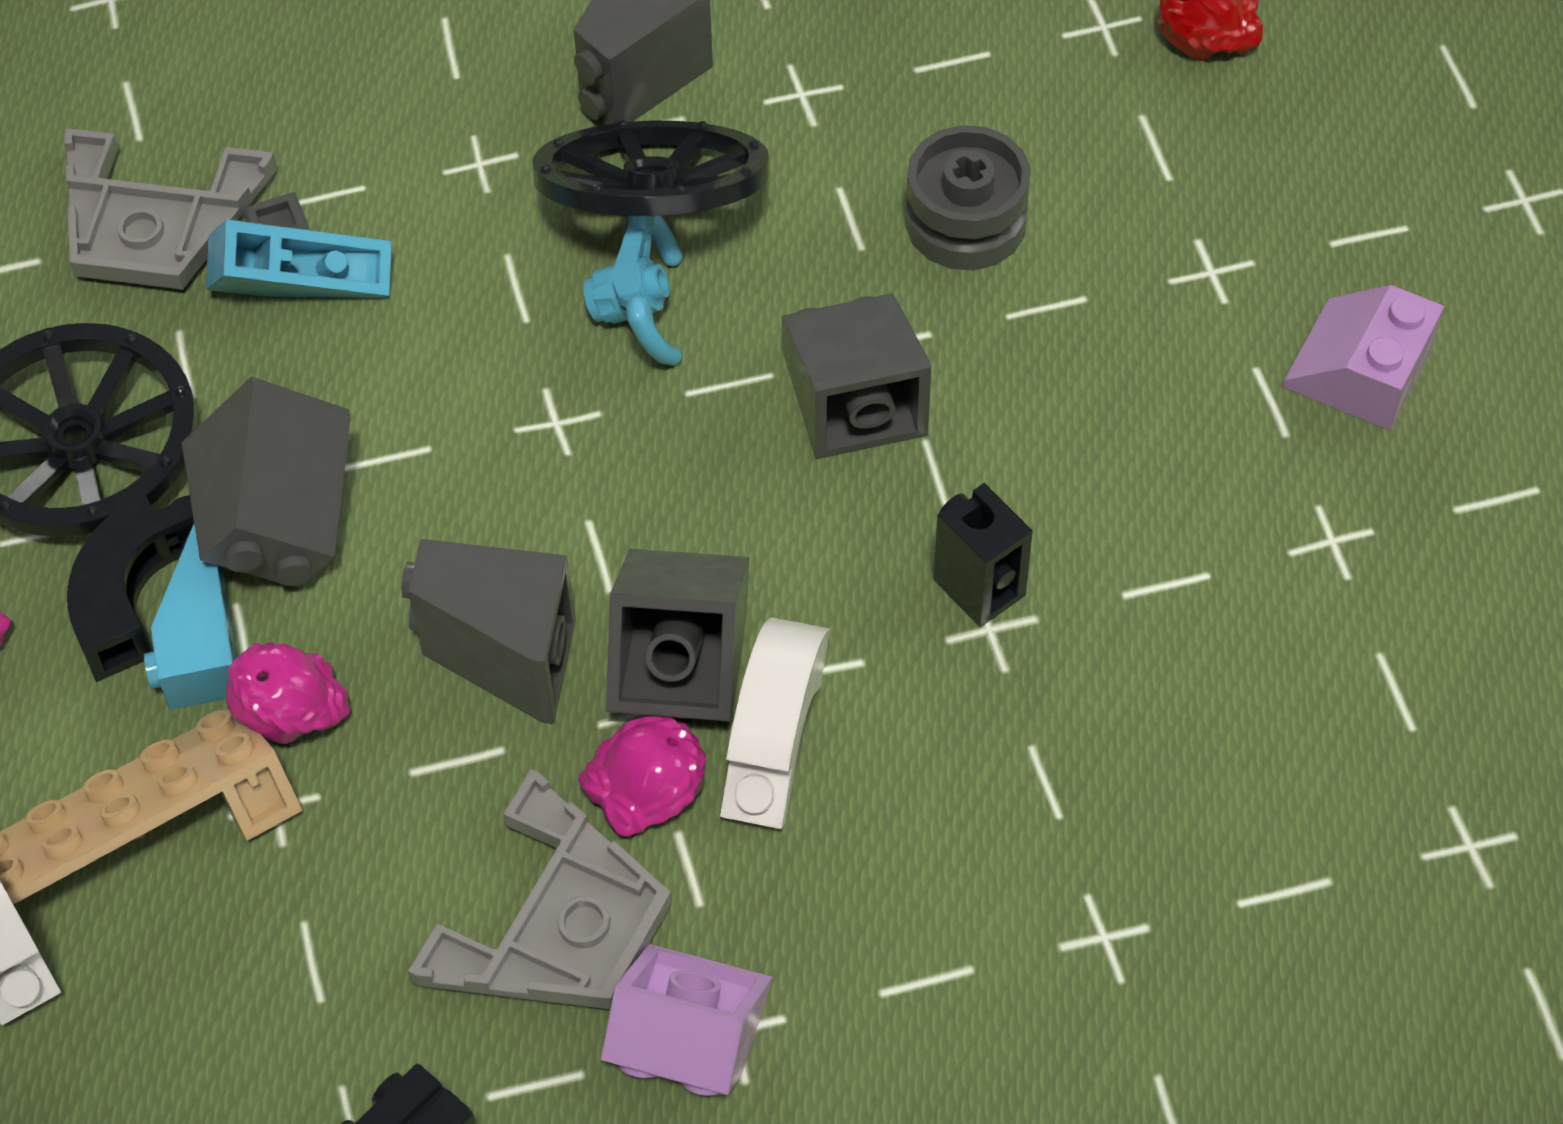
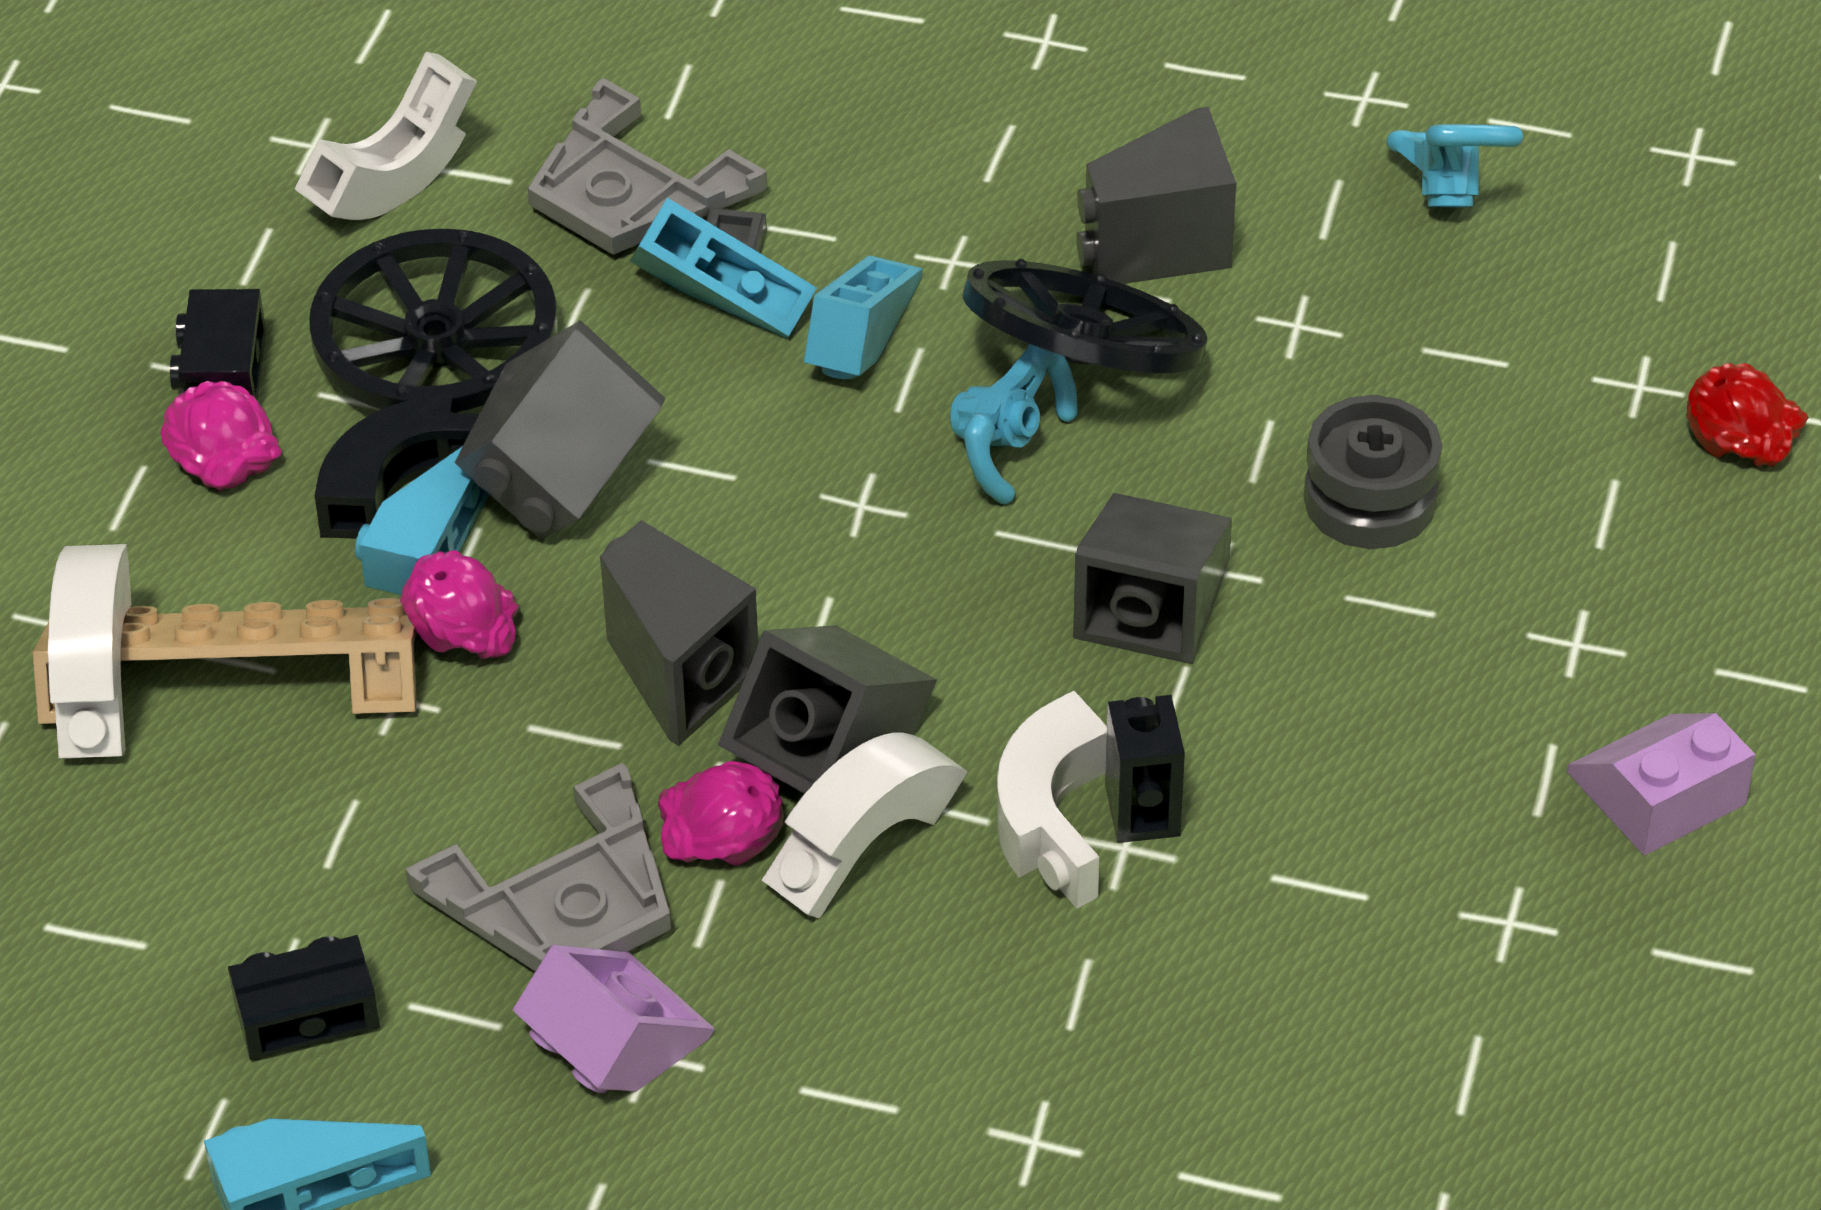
camera: 30 degrees right, 10 degrees down
(445, 250) = (858, 315): none -> medium azure slope
(894, 632) = (1041, 765): none -> white arch

